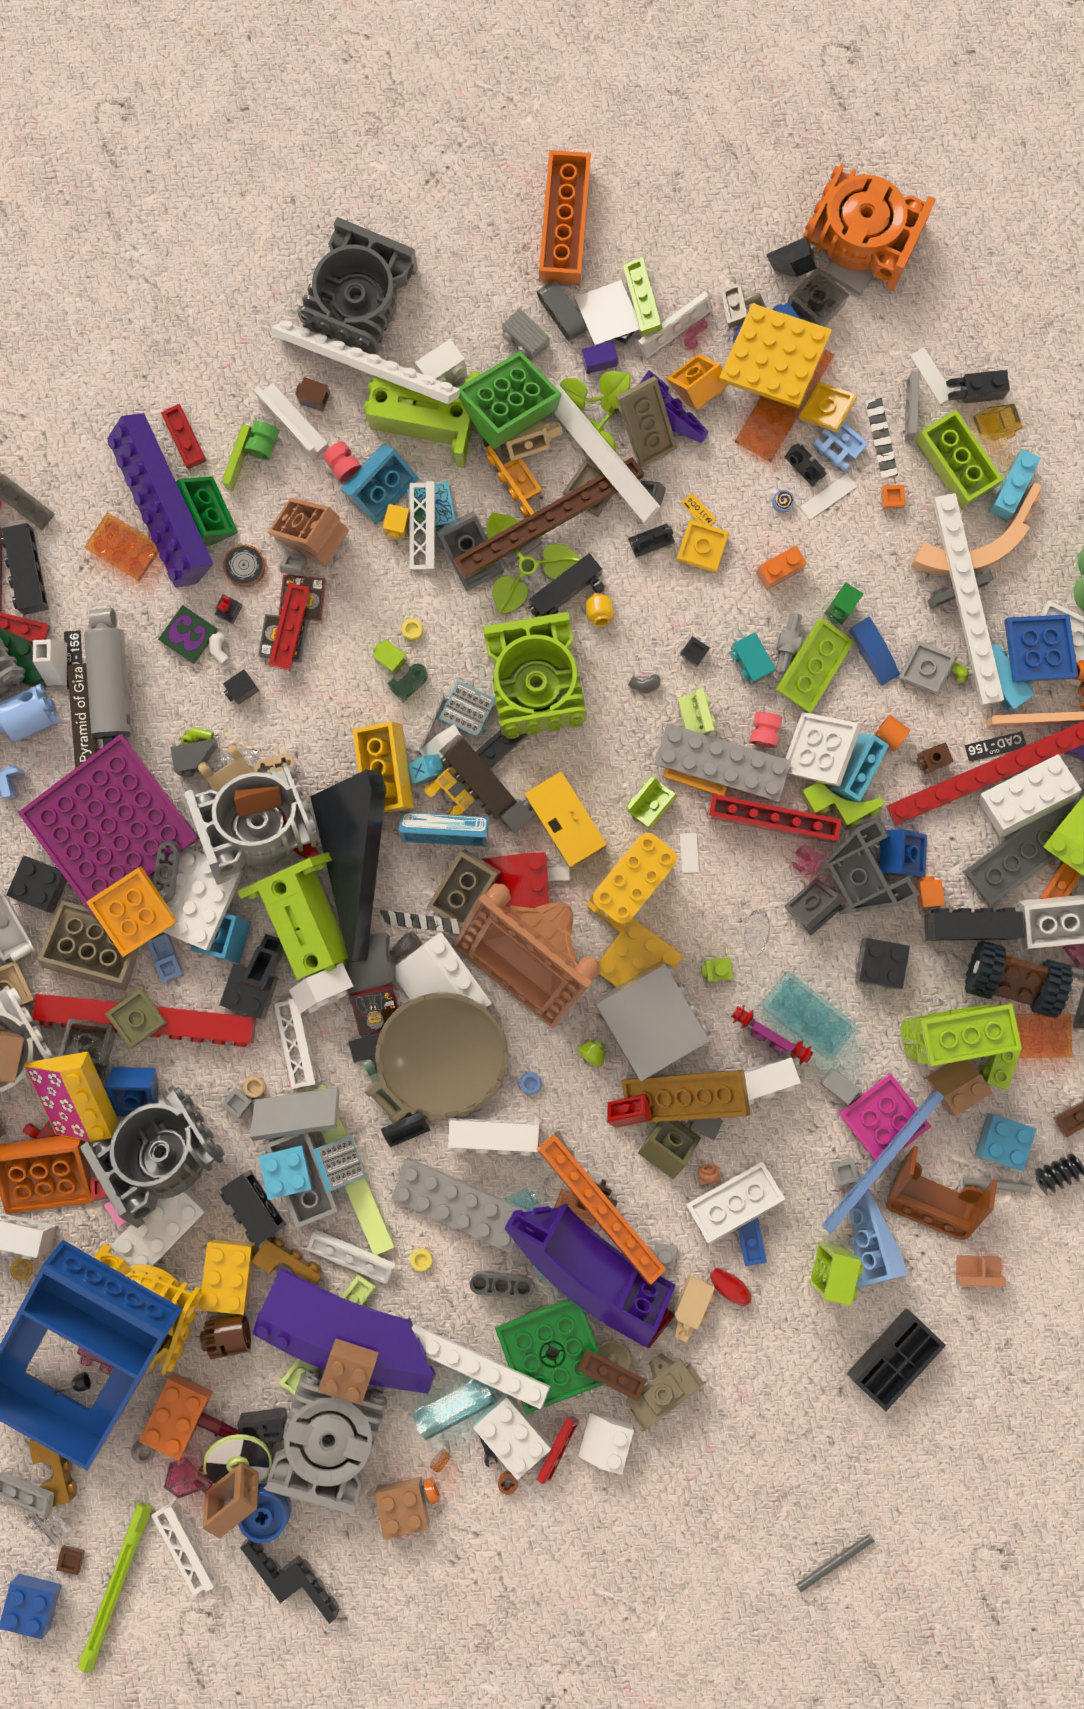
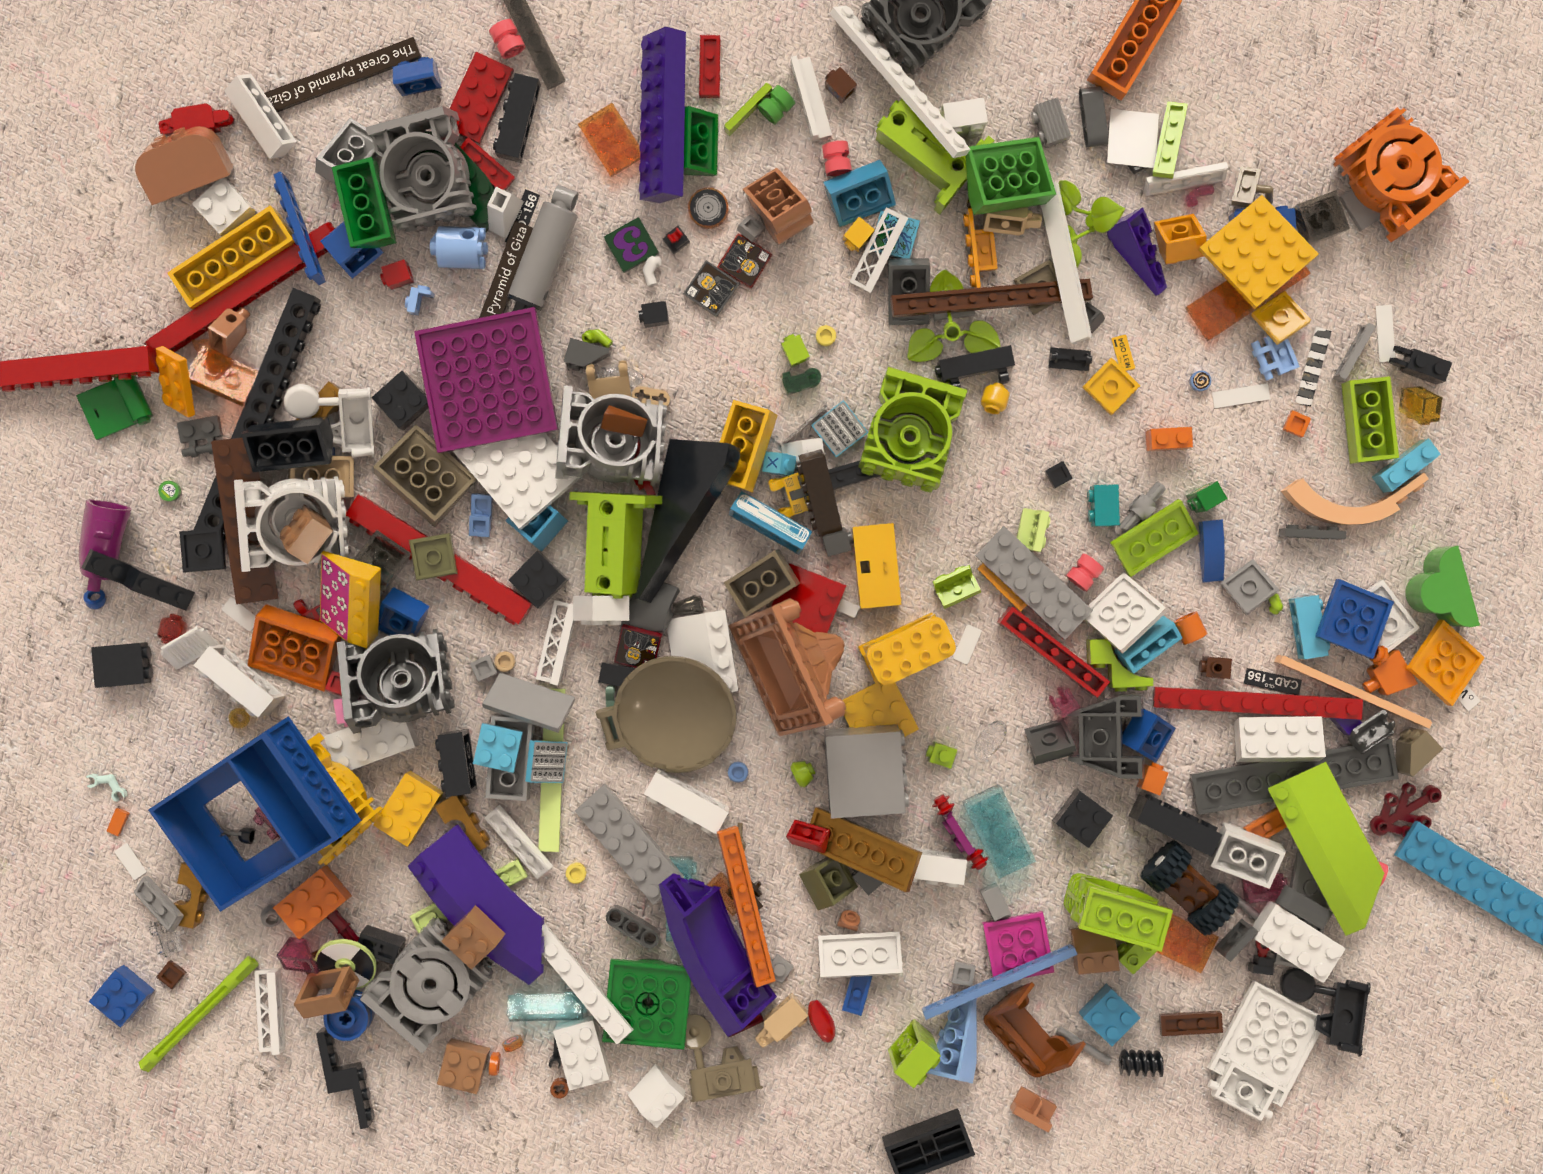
camera: 25 degrees right, 5 degrees up
(132, 911) = (472, 465): light orange plate -> none
(163, 855) = (508, 446): dark grey beam -> none
(226, 1336) = (384, 857): reddish brown gear -> none
(263, 962) = (563, 562): black slope -> none
(289, 626) = (721, 282): red plate -> none
(405, 1129) = (614, 759): black tile -> none
(419, 921) = (711, 591): sticker -> none
(558, 1449) = (614, 1082): red tile -> none
(599, 357) = (1105, 175): dark purple piece -> none
(611, 1374) = (688, 1045): reddish brown plate -> none
(646, 421) = (1117, 255): dark tan tile -> none
(646, 685) = (1004, 484): dark grey arm -> none
(793, 258) = (1318, 172): black slope -> none
(799, 459) = (1233, 349): black hinge -> none
(968, 599) = (1314, 546): white plate -> none

